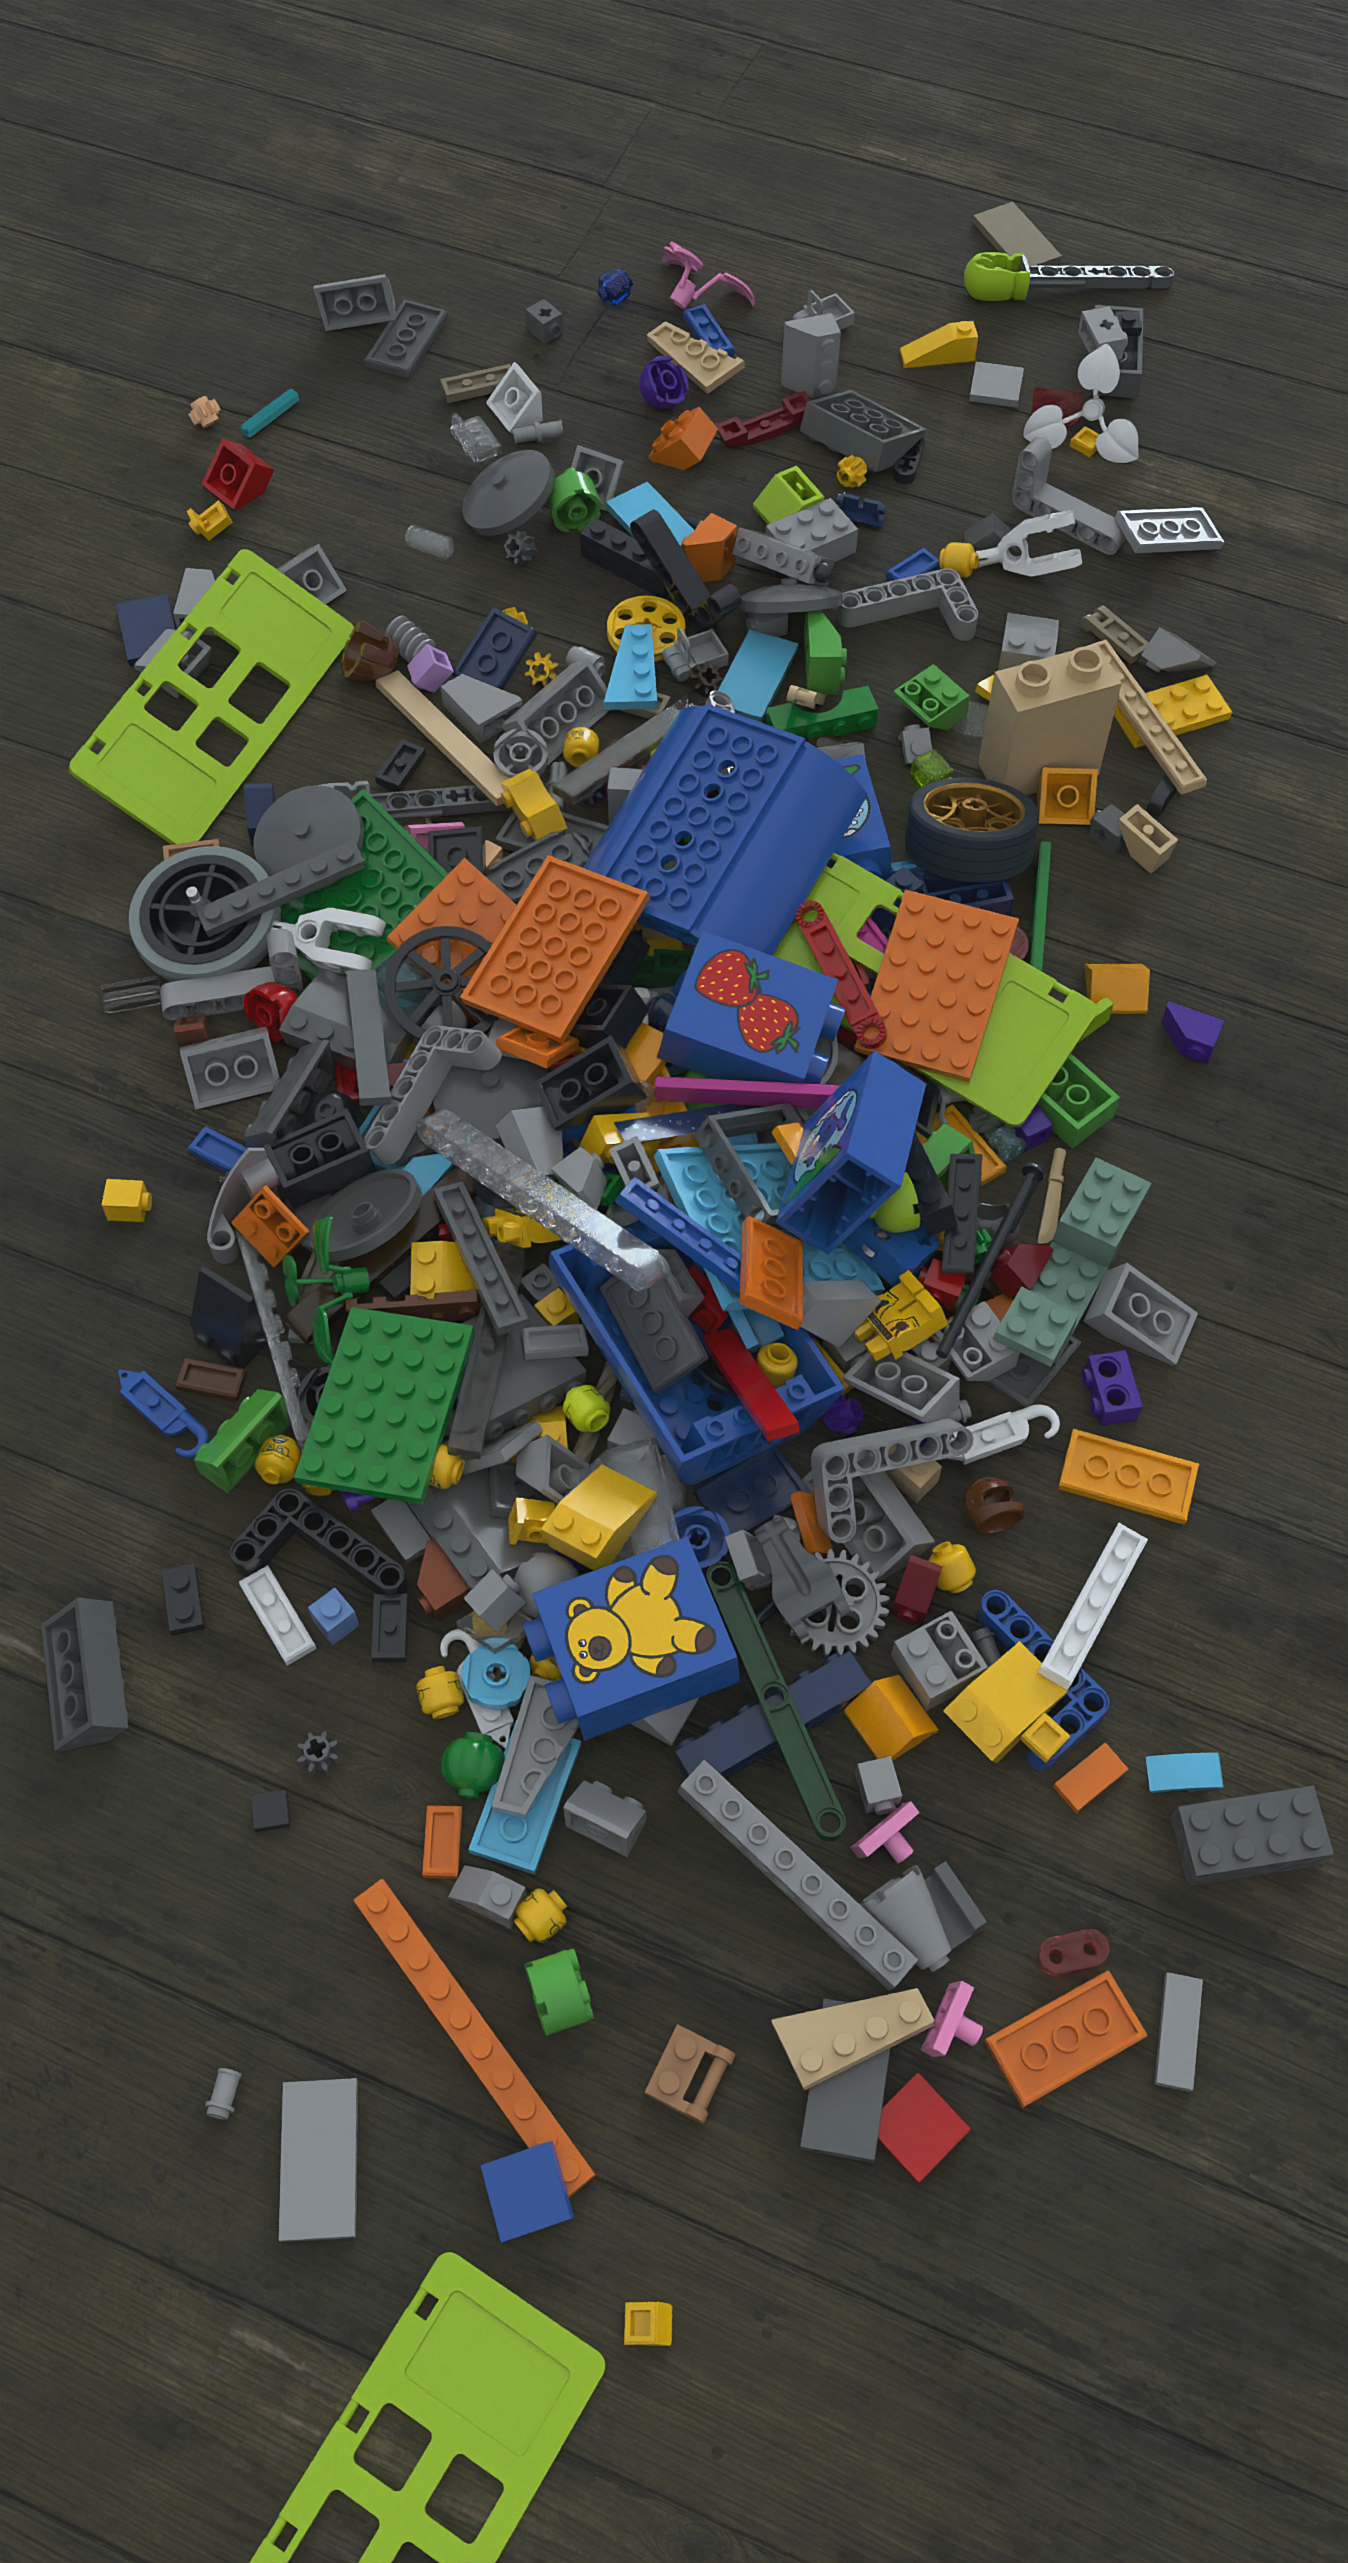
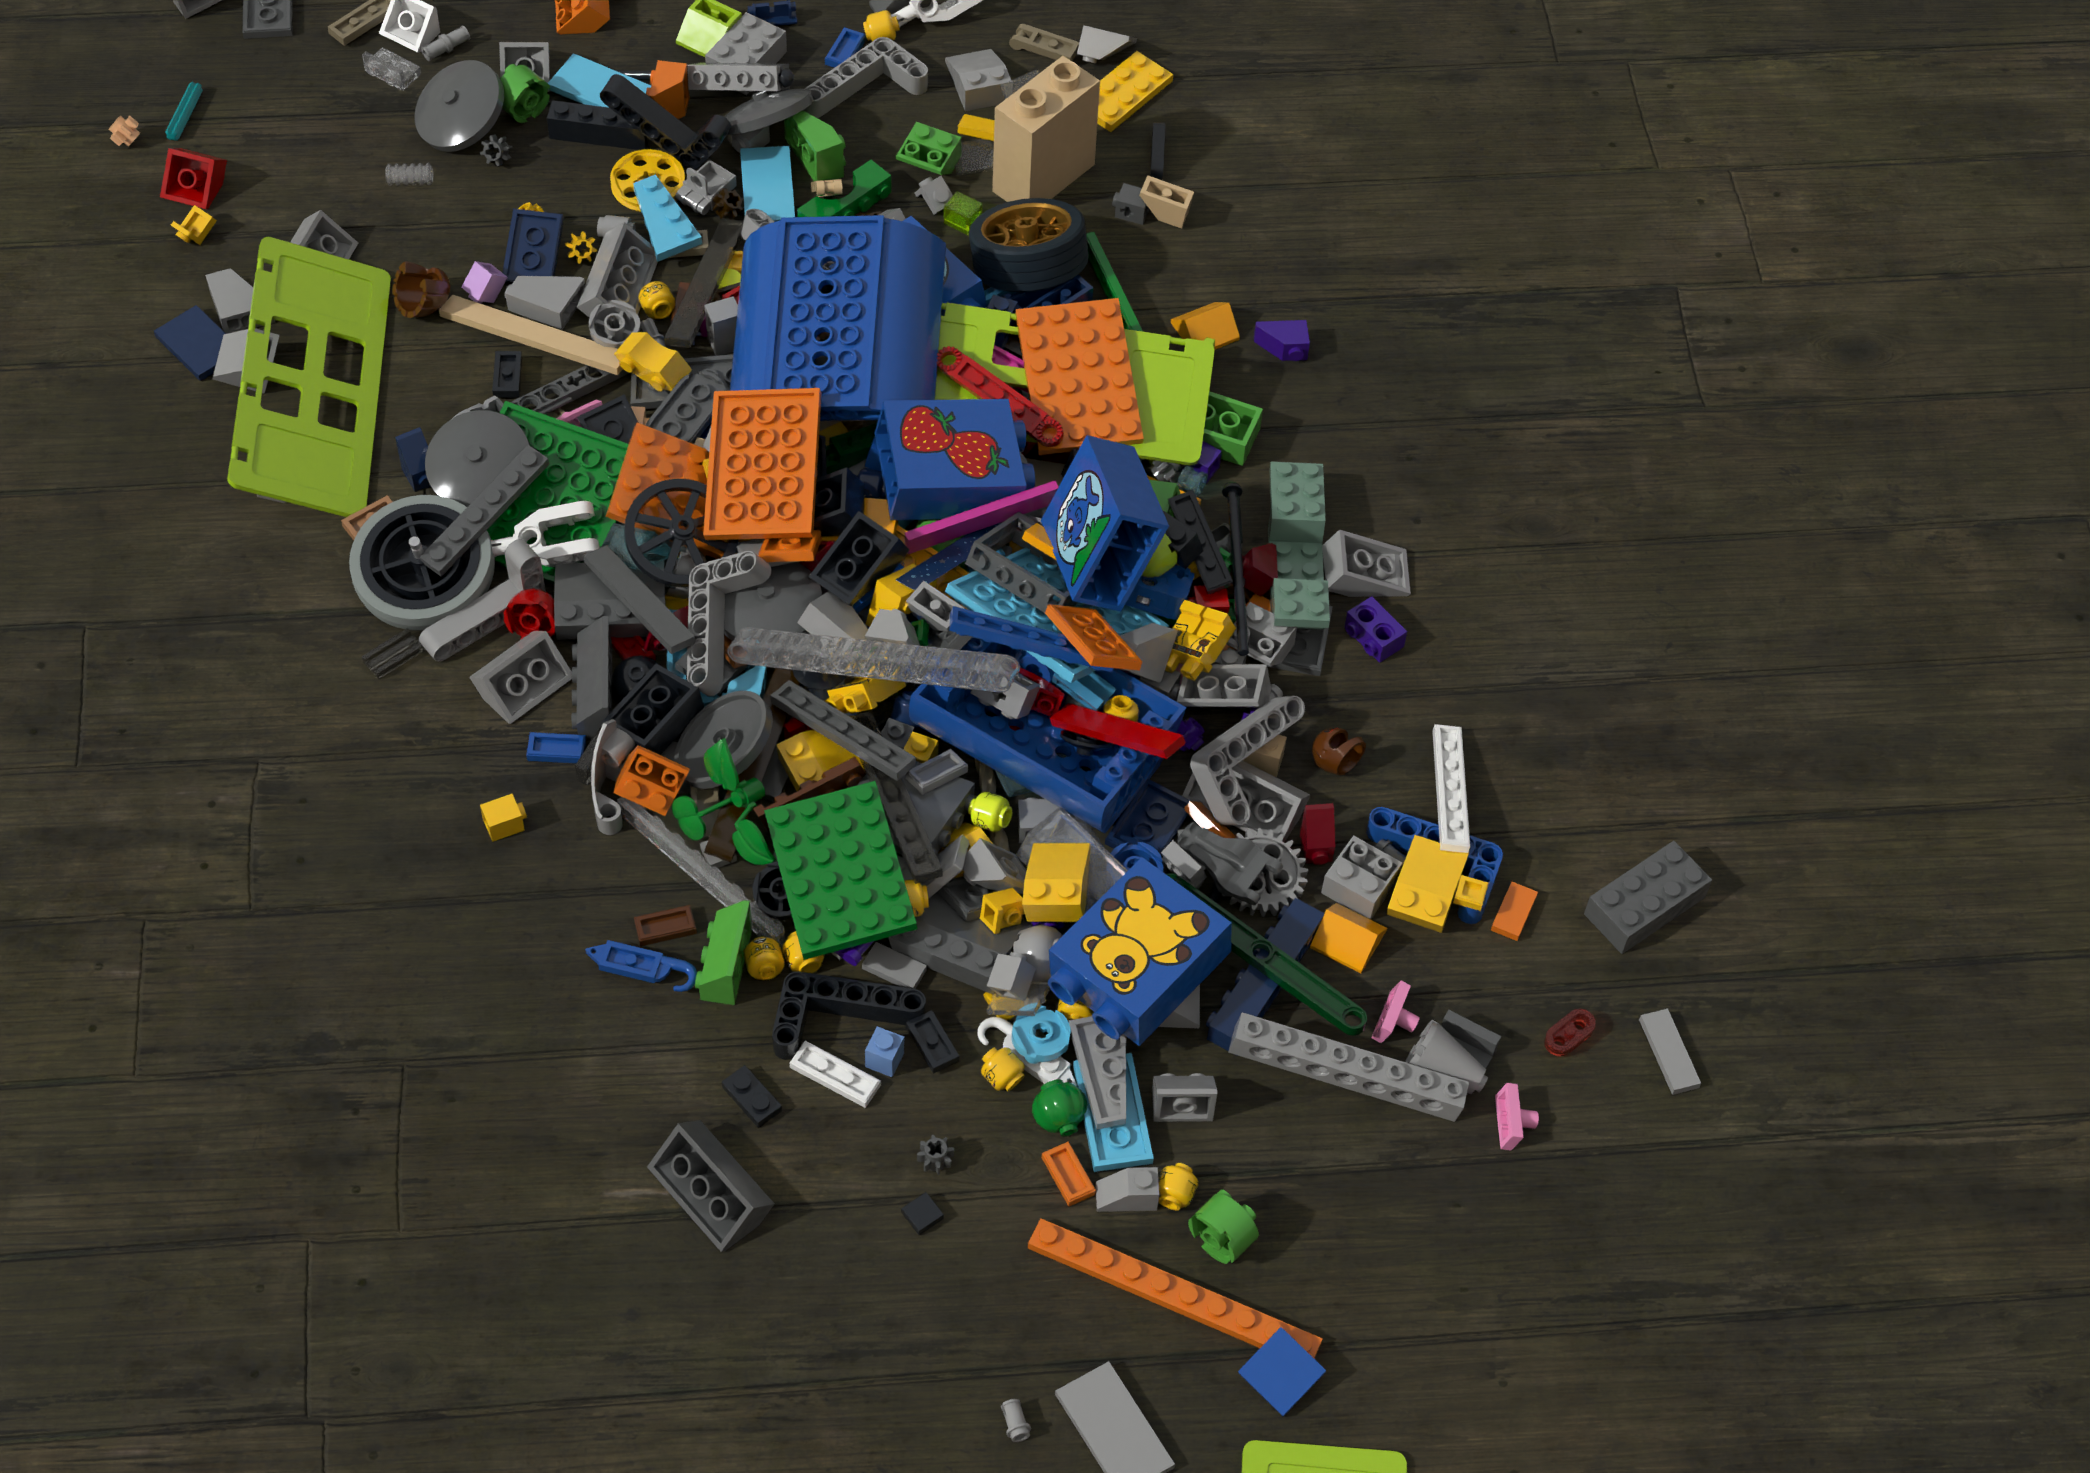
camera: 30 degrees left, 5 degrees down
(191, 1029) = (468, 660): copper slope -> none
(226, 1320) = (658, 867): black slope -> none
(407, 637) = (454, 267): light grey piece -> none
(439, 1584) = (952, 991): copper slope -> none
(648, 2324) = (1417, 1417): yellow slope -> none
(655, 1331) = (1015, 722): dark grey tile -> none
(678, 2069) = (1338, 1242): medium nougat plate -> none
(846, 2034) = (1444, 1161): tan wing -> none
(847, 2109) = (1463, 1189): dark grey tile -> none
(878, 1785) = (1368, 983): light grey brick -> none
(919, 2128) = (1529, 1199): red tile -> none
(957, 1567) = (1342, 804): yellow head -> none
(1005, 1432) = (1318, 693): white plate -> none
(1052, 1201) = (1255, 525): tan piece -> none
(1065, 2038) = (1595, 1093): orange tile -> none
(1066, 795) = (1084, 188): light orange slope -> none
(1128, 1476) = (1421, 689): light orange tile -> none
(1153, 728) = (1128, 114): tan tile -> none
(1184, 1772) = (1578, 875): medium azure slope -> none

